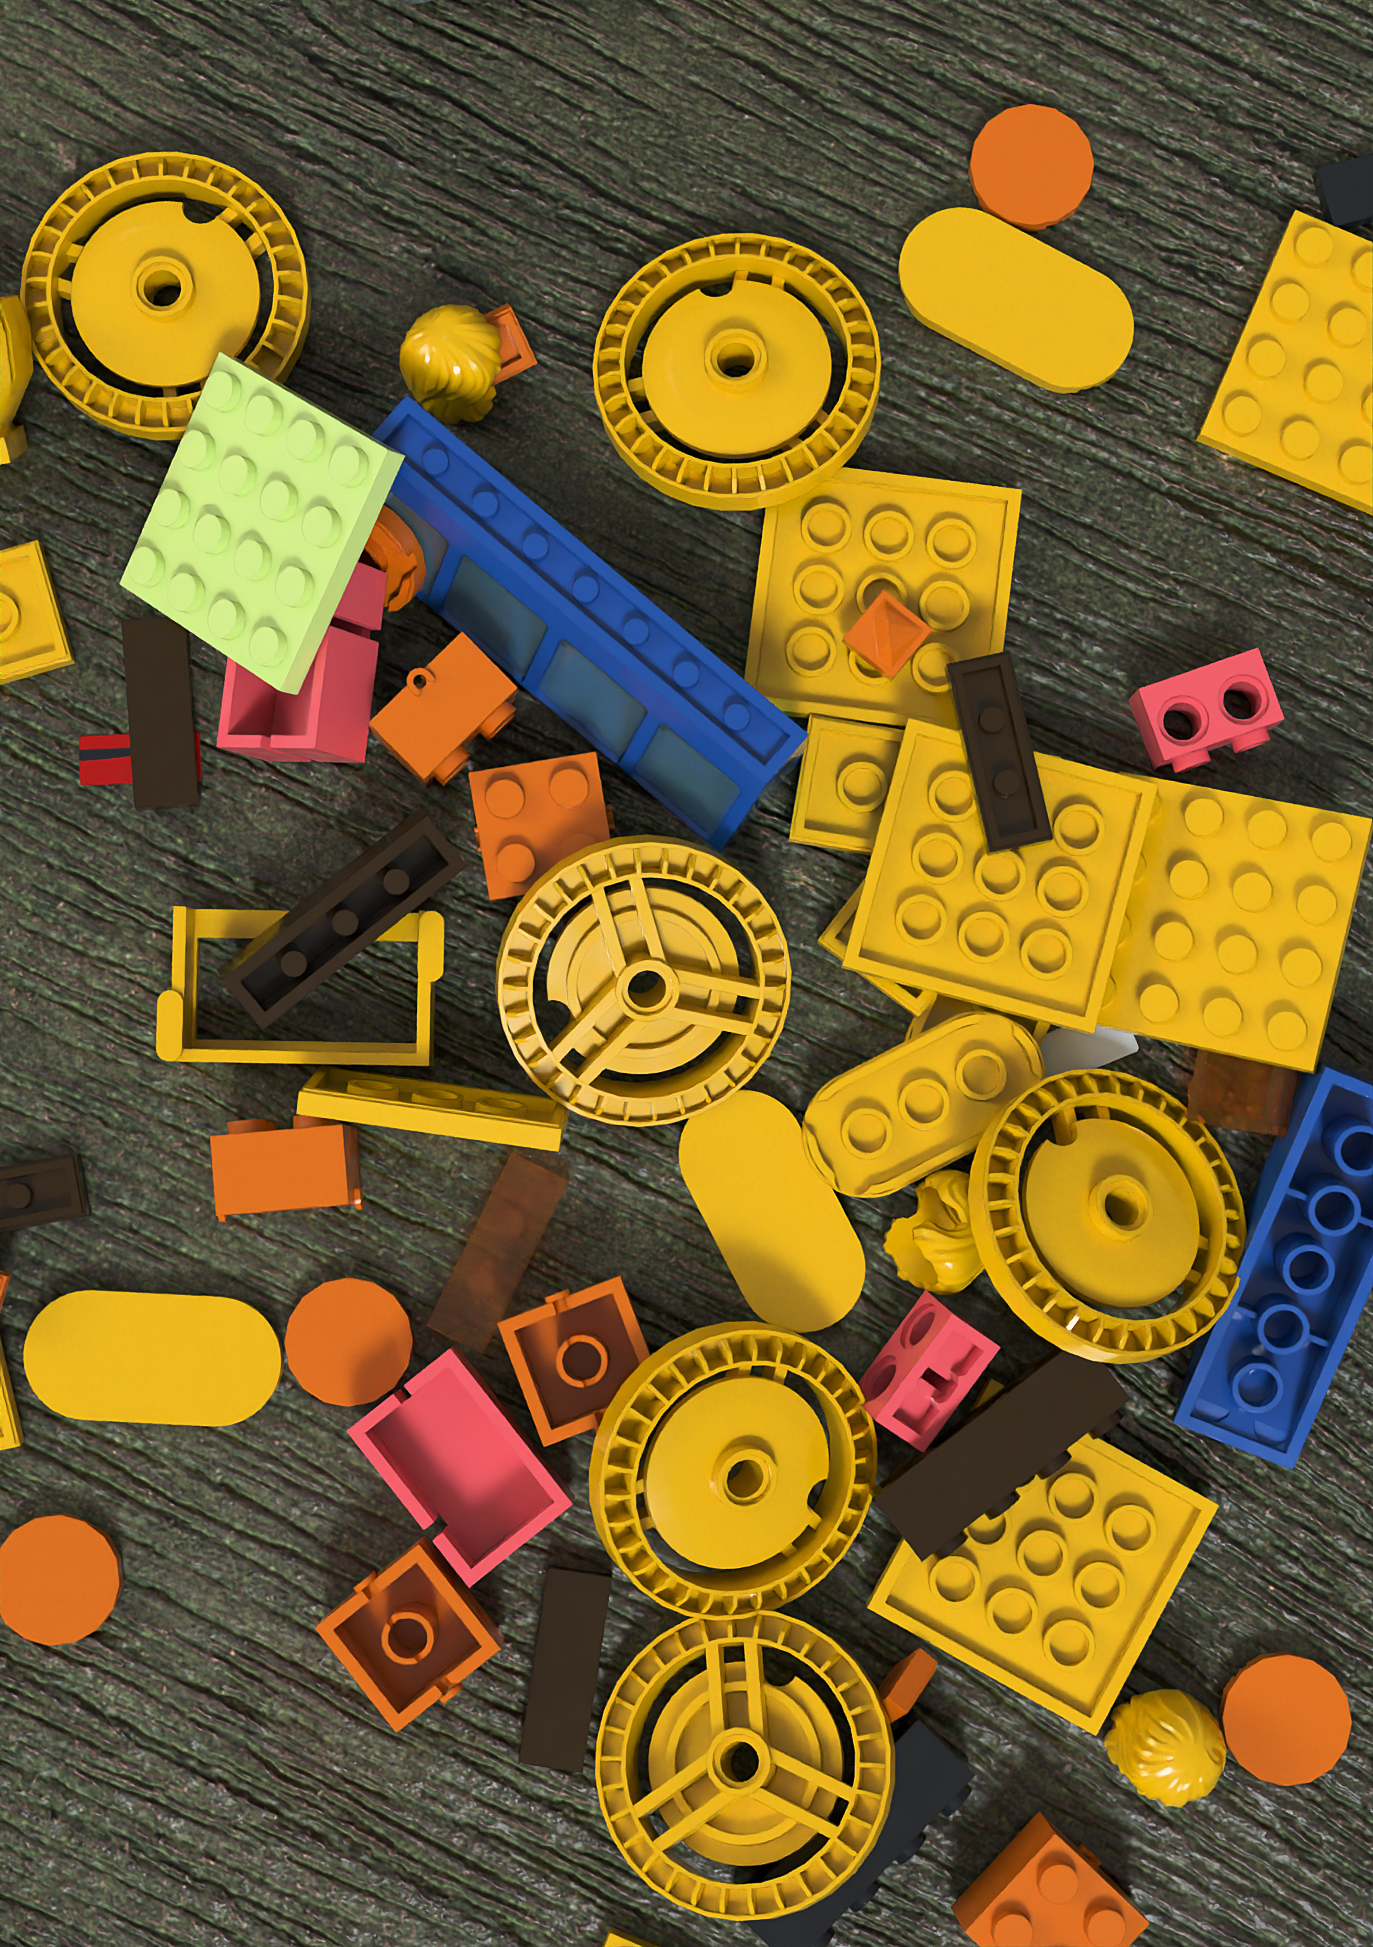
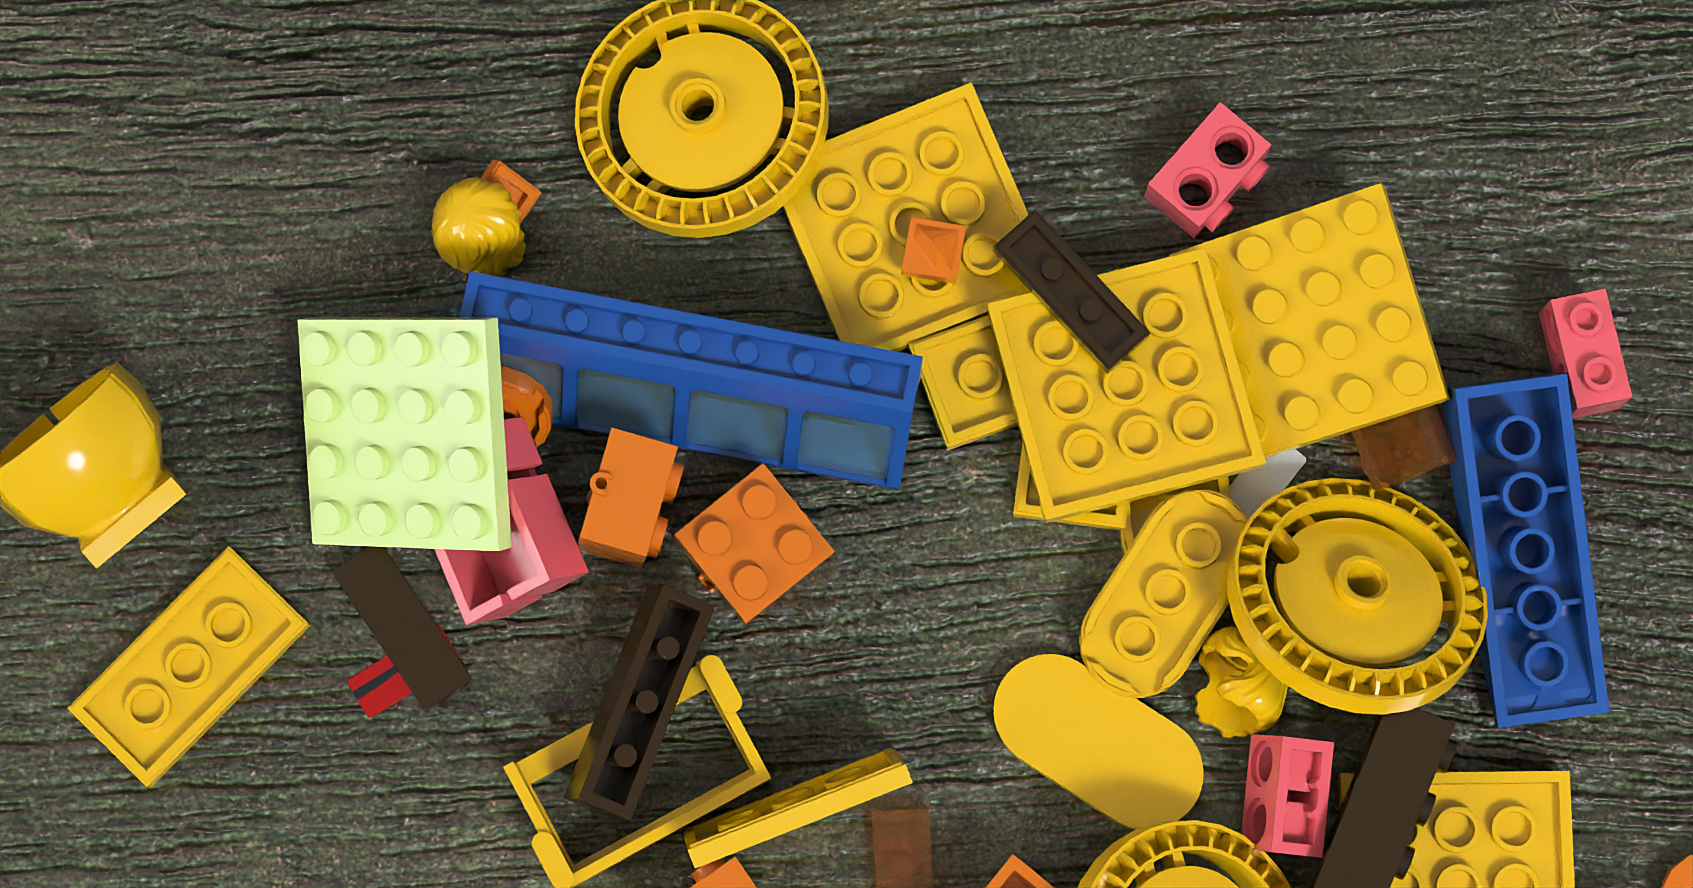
camera: 25 degrees left, 5 degrees down
(138, 257) = (188, 275): yellow piece -> none
(635, 933) = (858, 612): yellow piece -> none

